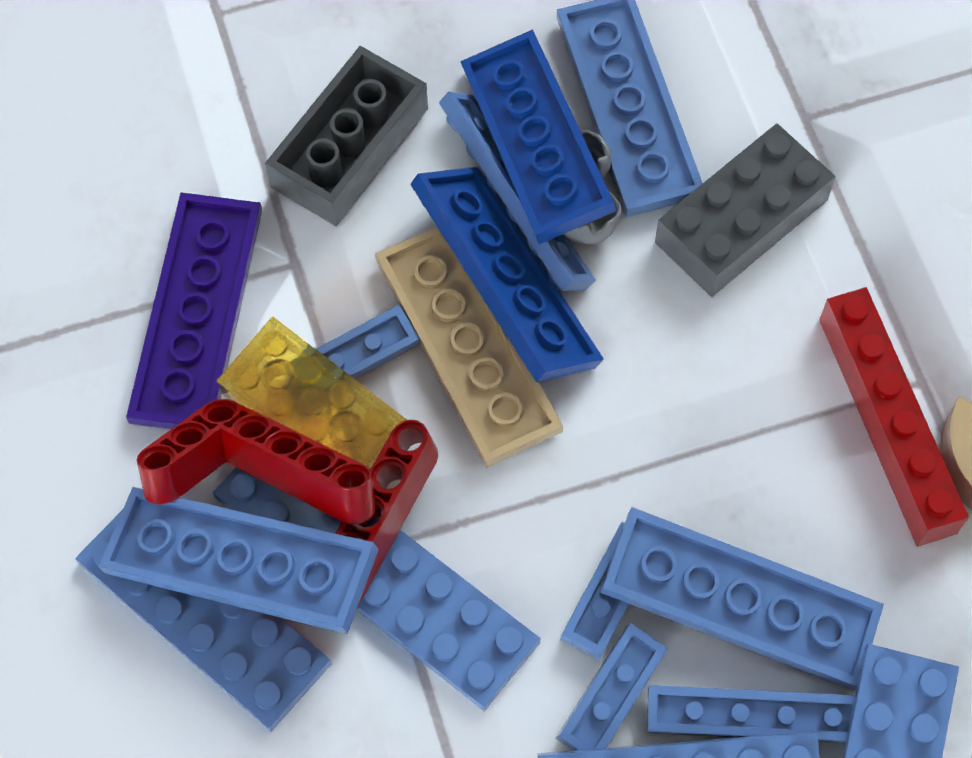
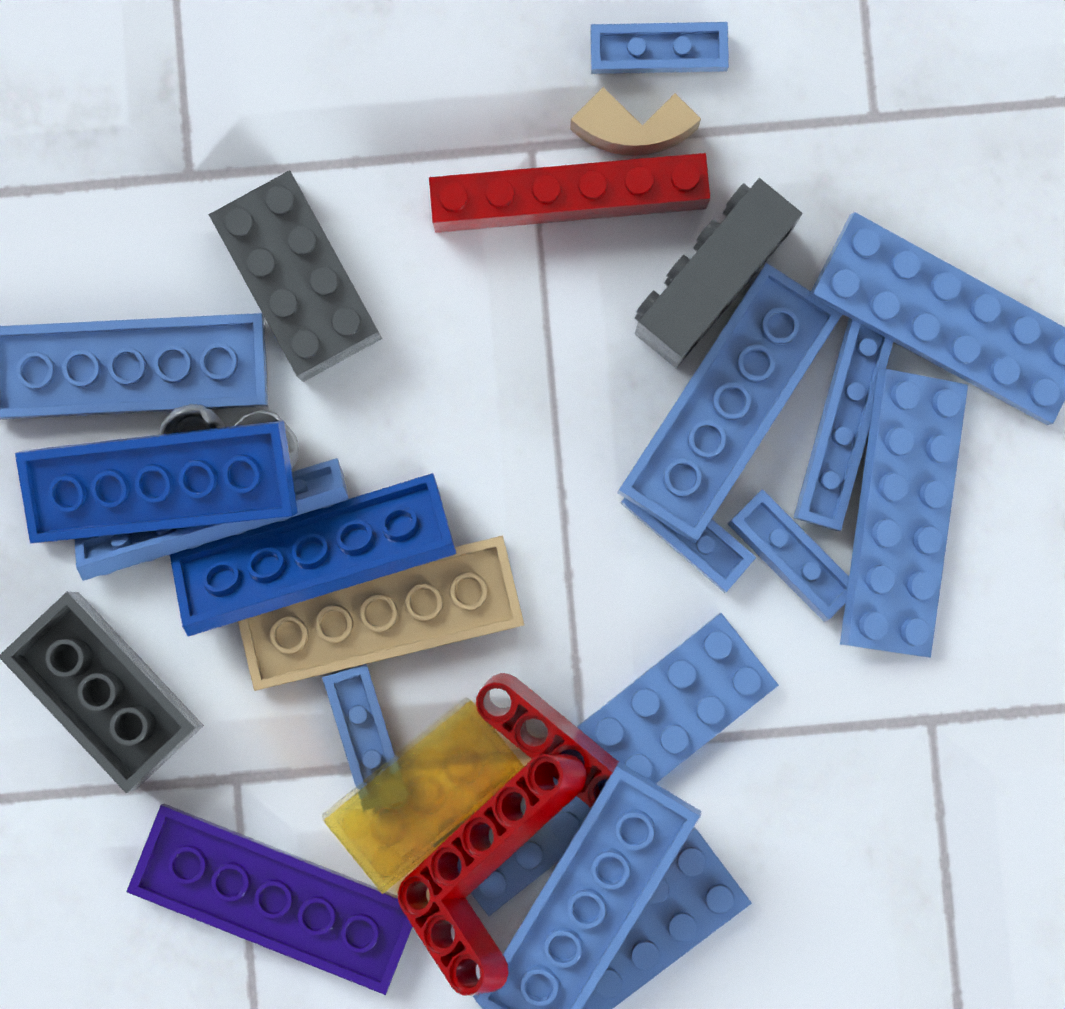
camera: 70 degrees left, 20 degrees up
(861, 553) = (717, 273): none -> dark grey brick

